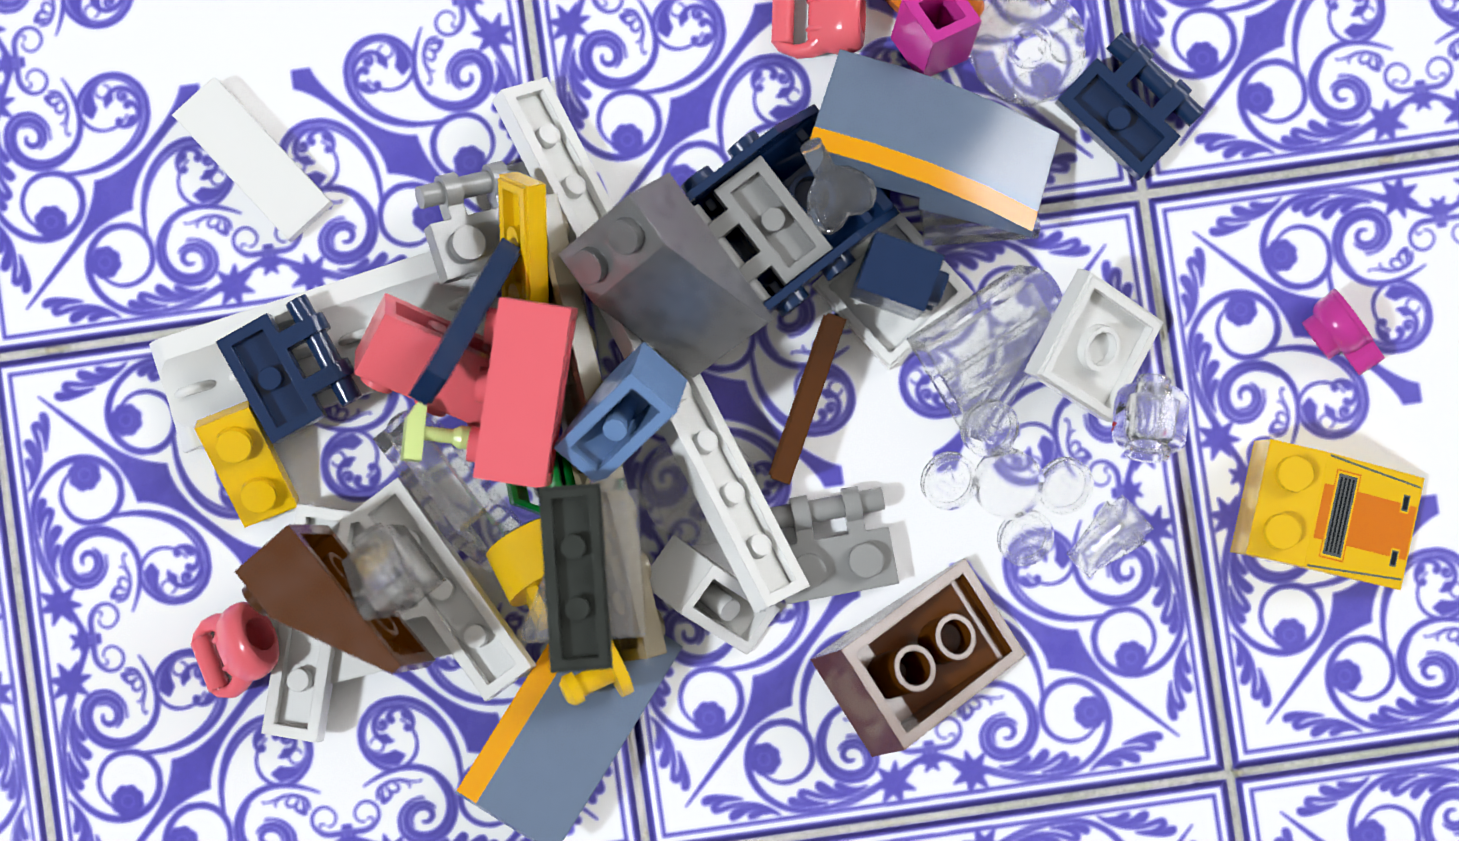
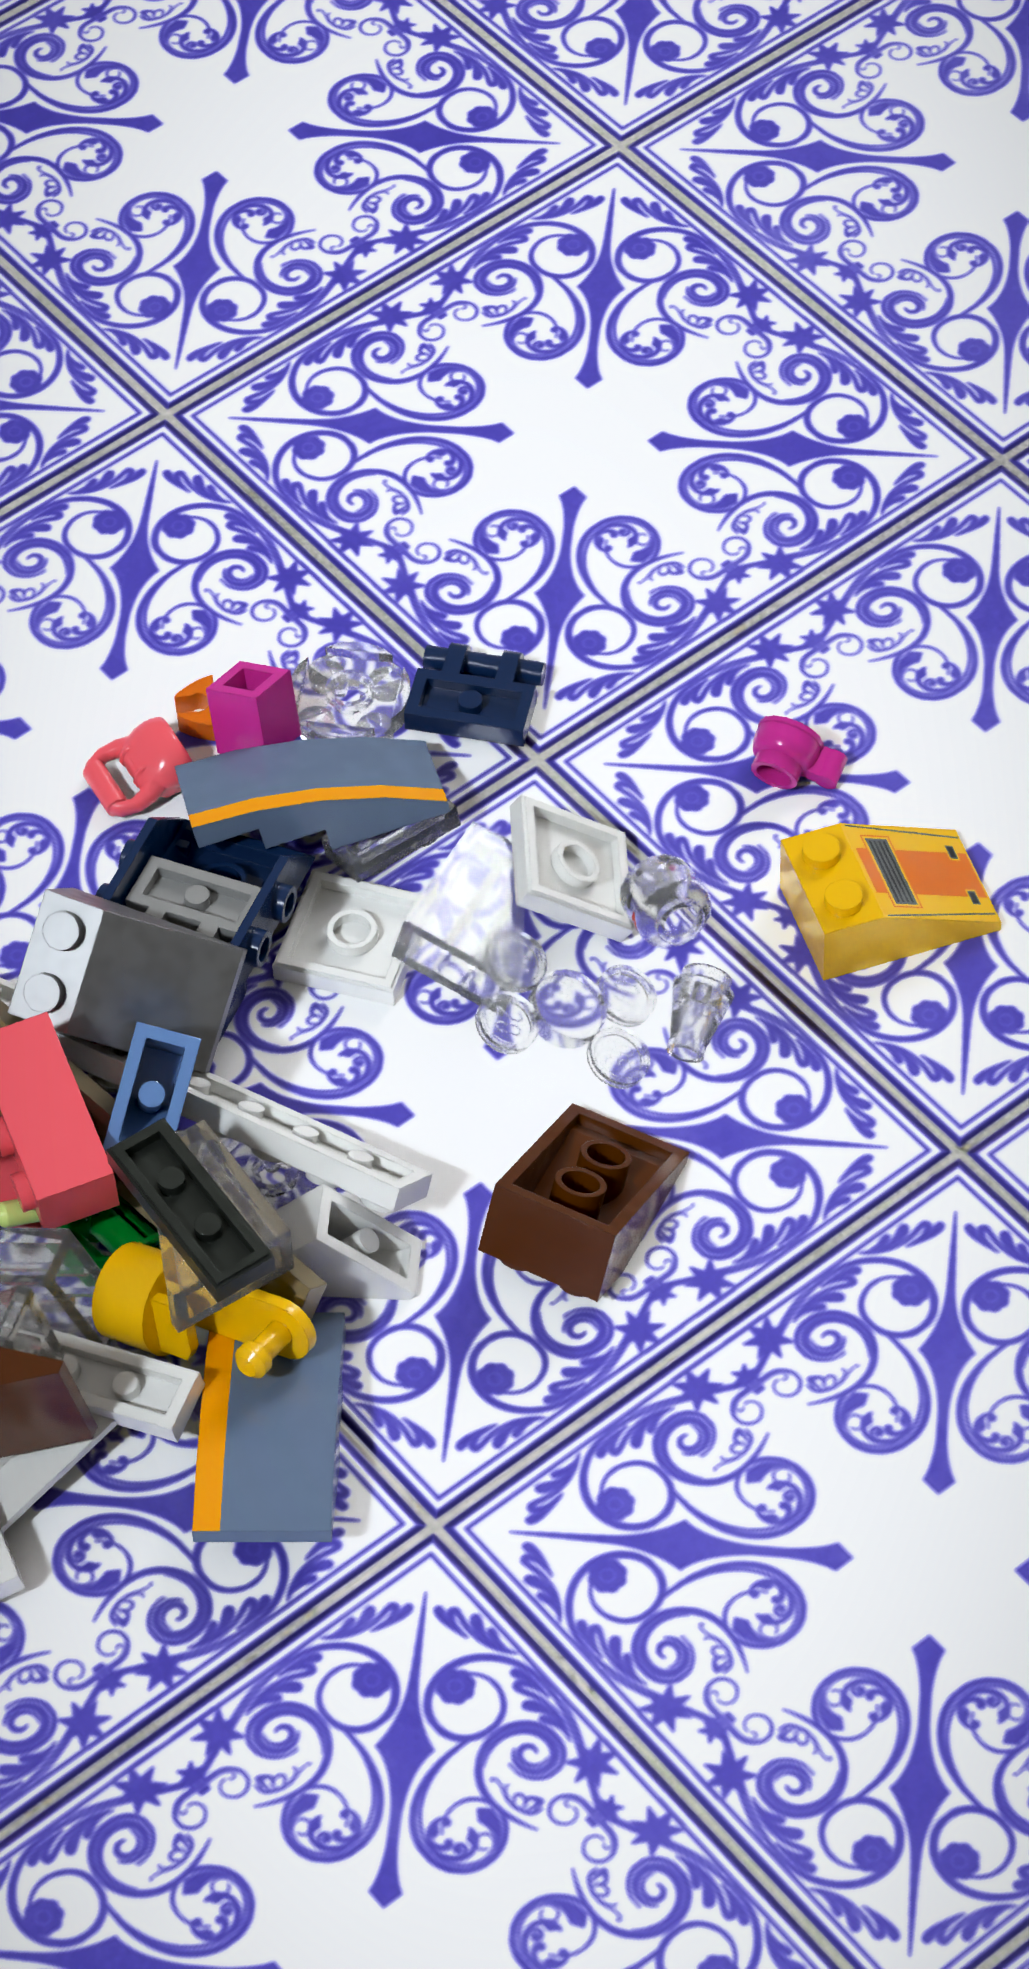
camera: 30 degrees left, 35 degrees down
(806, 398) = (327, 1045): reddish brown tile -> none
(836, 189) = (240, 852): clear rock -> none
(844, 561) = (463, 1161): light grey plate -> none
(900, 277) = (346, 884): dark blue brick -> none

